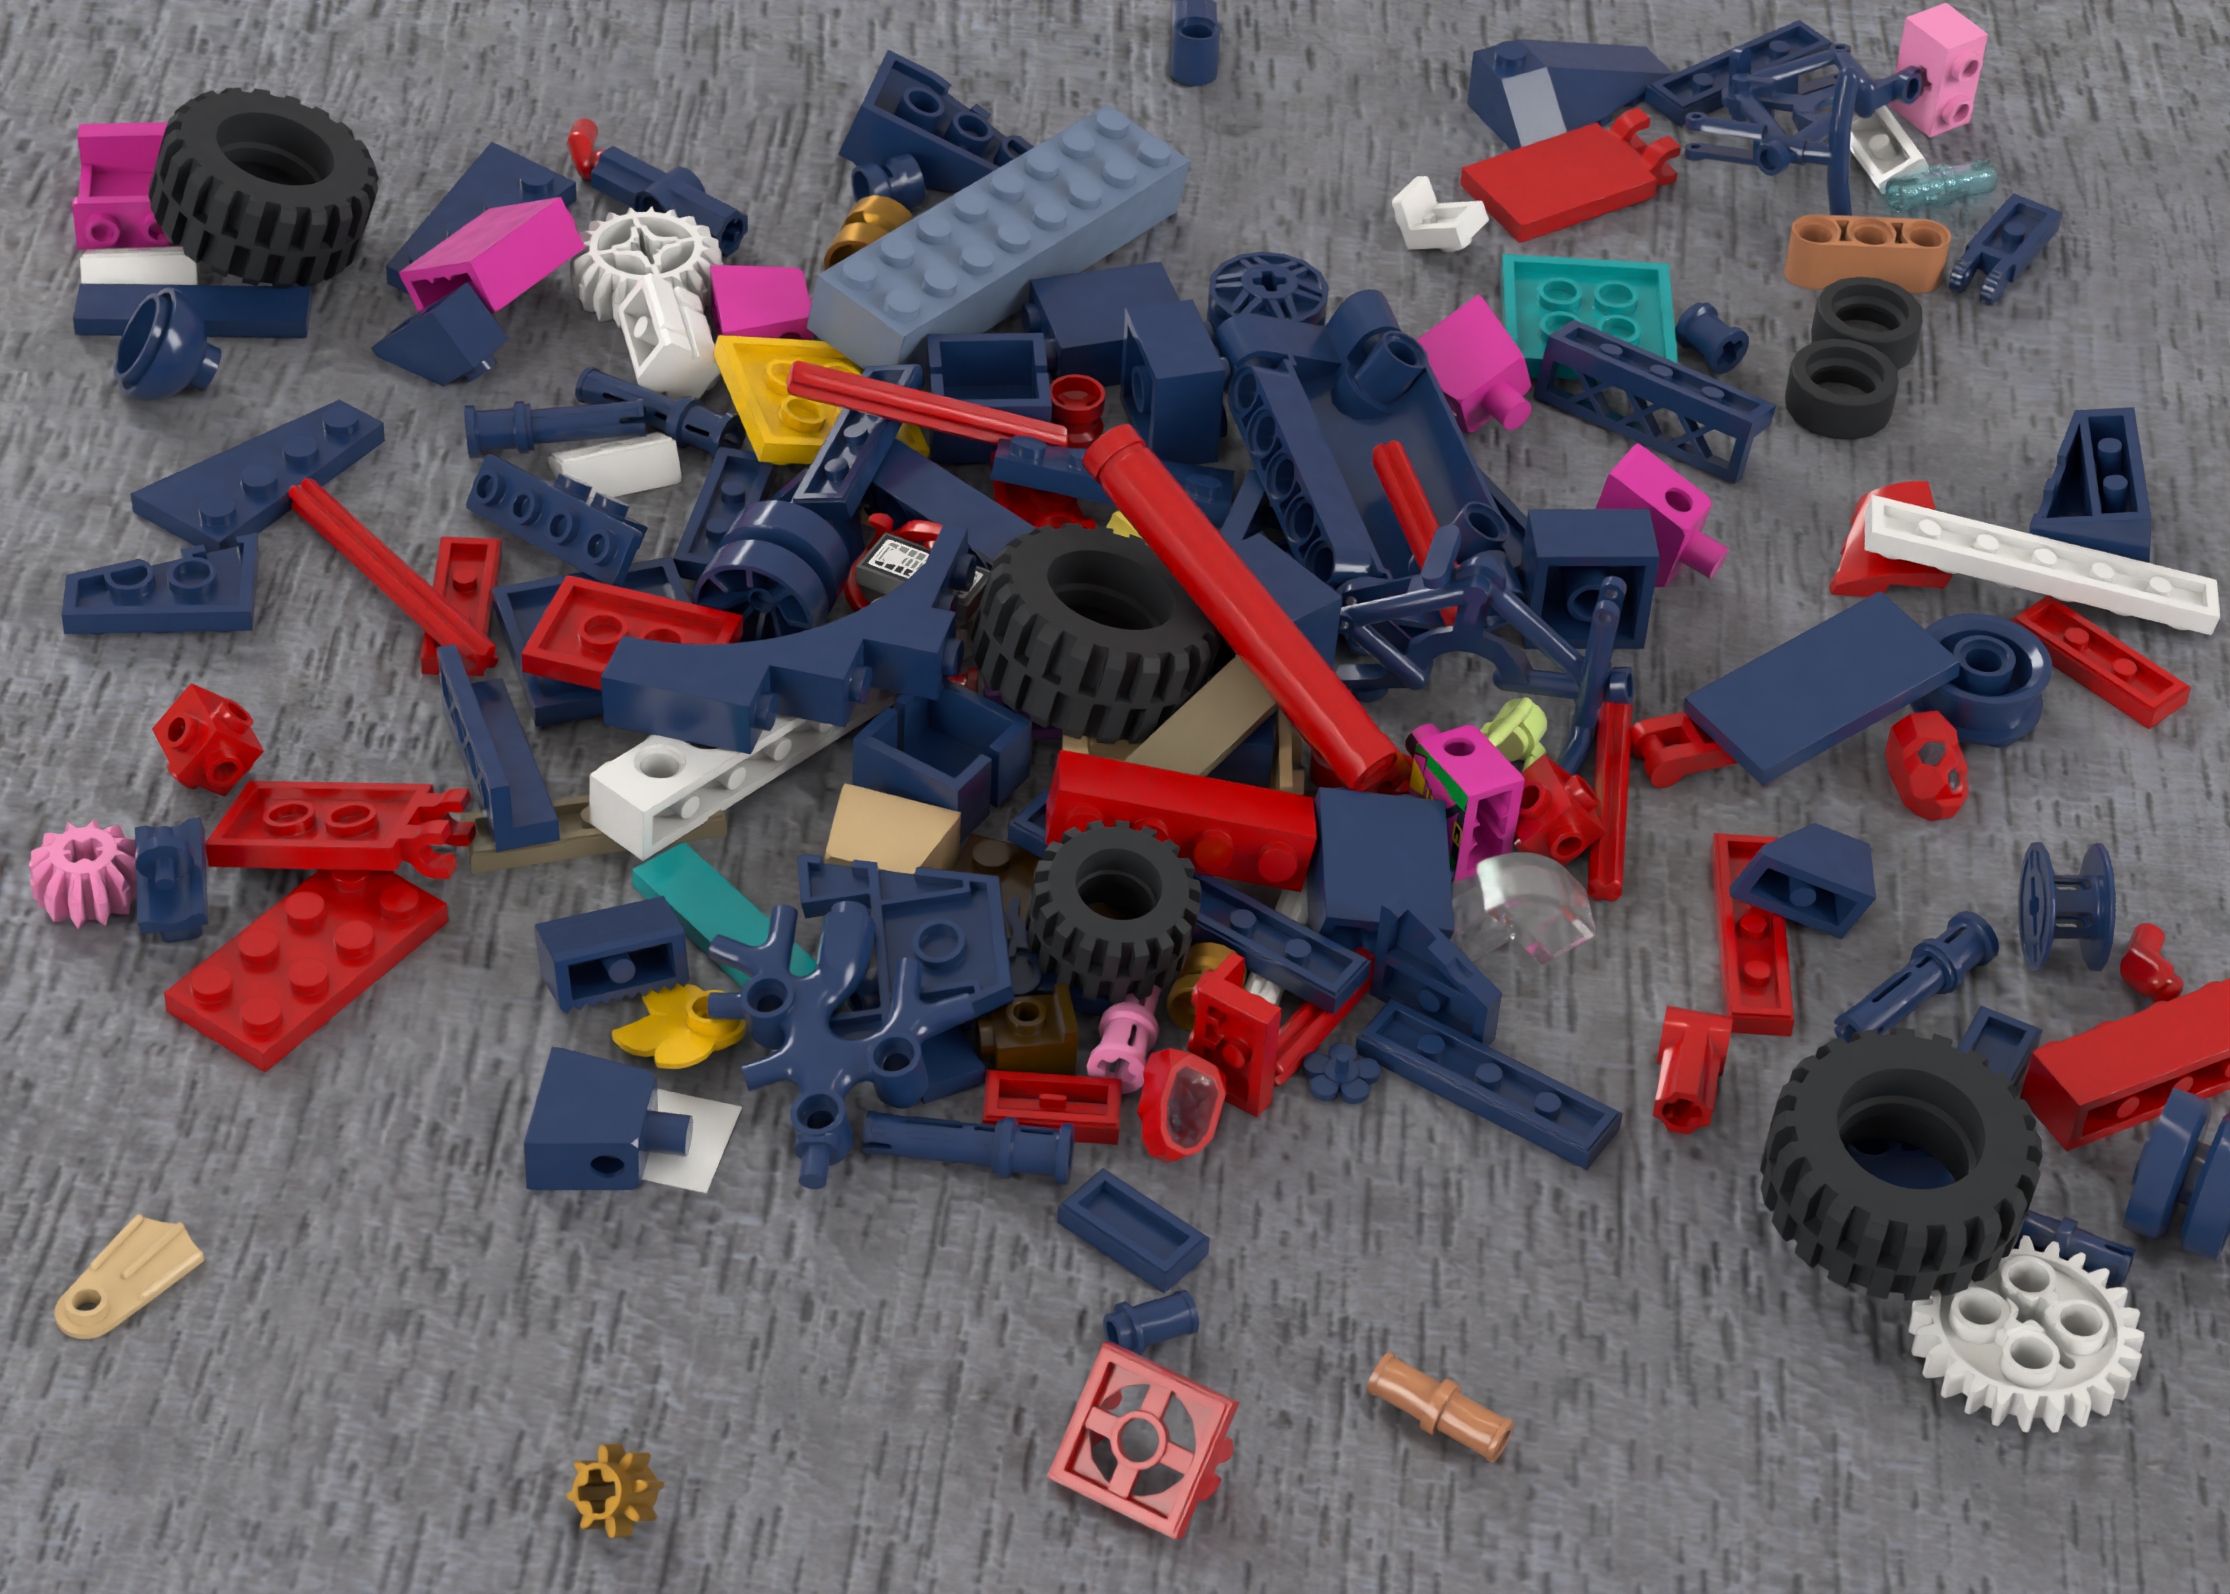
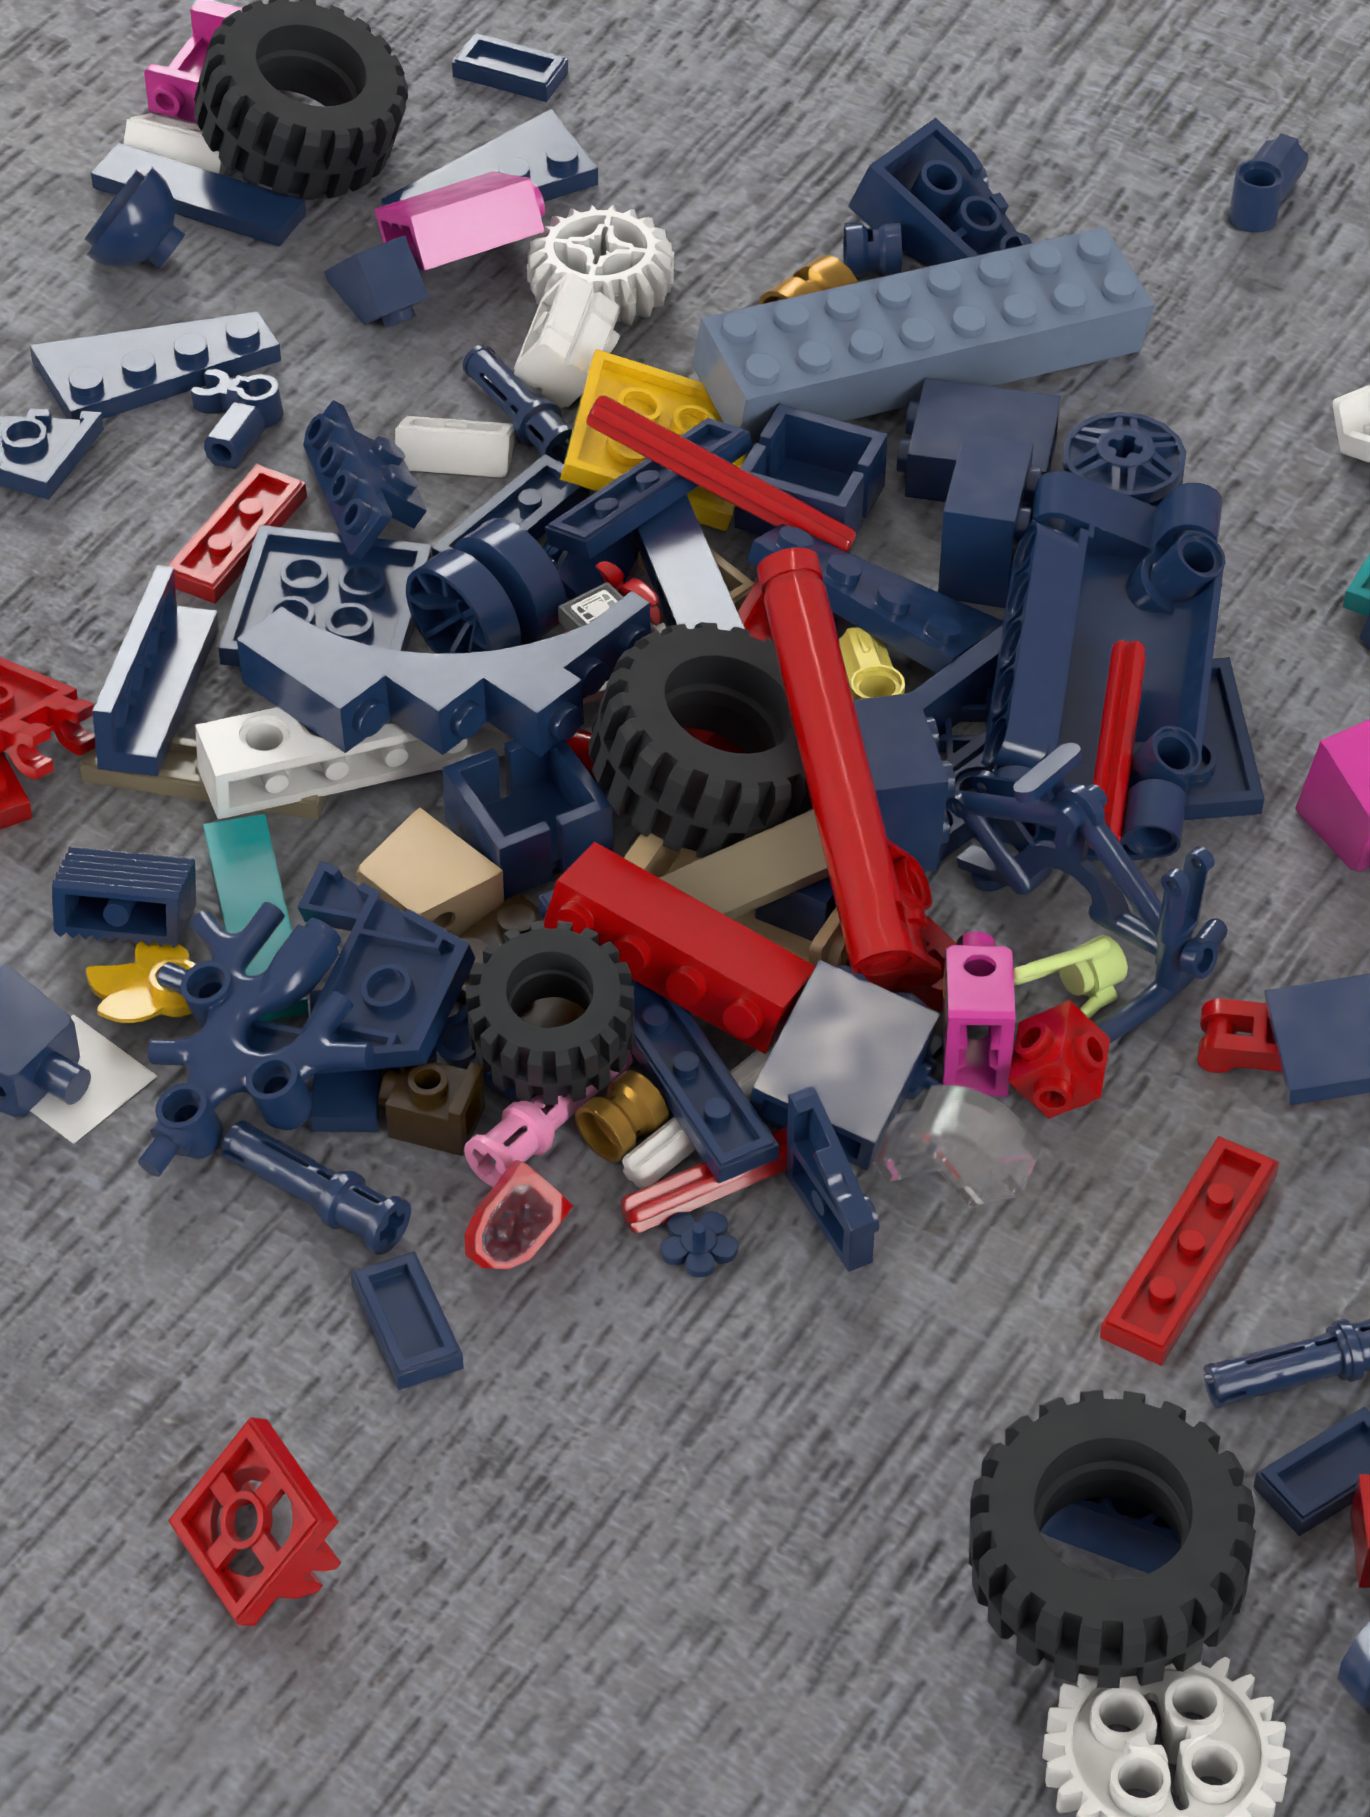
camera: 30 degrees right, 5 degrees up
(392, 483) = (250, 407): none -> dark blue bar
(393, 575) = (185, 489): red axle -> none
(418, 116) = (510, 67): none -> dark blue tile
(523, 428) = (394, 385): dark blue pin -> none
(581, 147) = (626, 132): red arm -> none
(591, 617) = (330, 595): red plate -> none
(679, 189) = (670, 204): dark blue piece -> none
(759, 302) = (663, 329): dark pink torso -> none
(1078, 406) = (889, 522): red wheel -> none
(1092, 1121) = (410, 1180): red tile -> none
(1151, 1321) = (353, 1413): dark blue pin -> none
(1236, 1034) = (595, 1168): red bracket -> none
(1440, 1407) = (555, 1599): nougat pin -> none
(1478, 367) = (1293, 591): dark pink torso -> none
(1489, 1083) = (830, 1305): dark blue tile -> none
(1571, 555) = (1260, 833): dark blue brick -> none
(1611, 788) = (1148, 1059): red axle -> none
(1691, 1059) = (1033, 1348): red piece -> none
(1811, 879) = (1266, 1214): dark blue slope -> none
(2073, 1240) = (1278, 1677): dark blue pin -> none

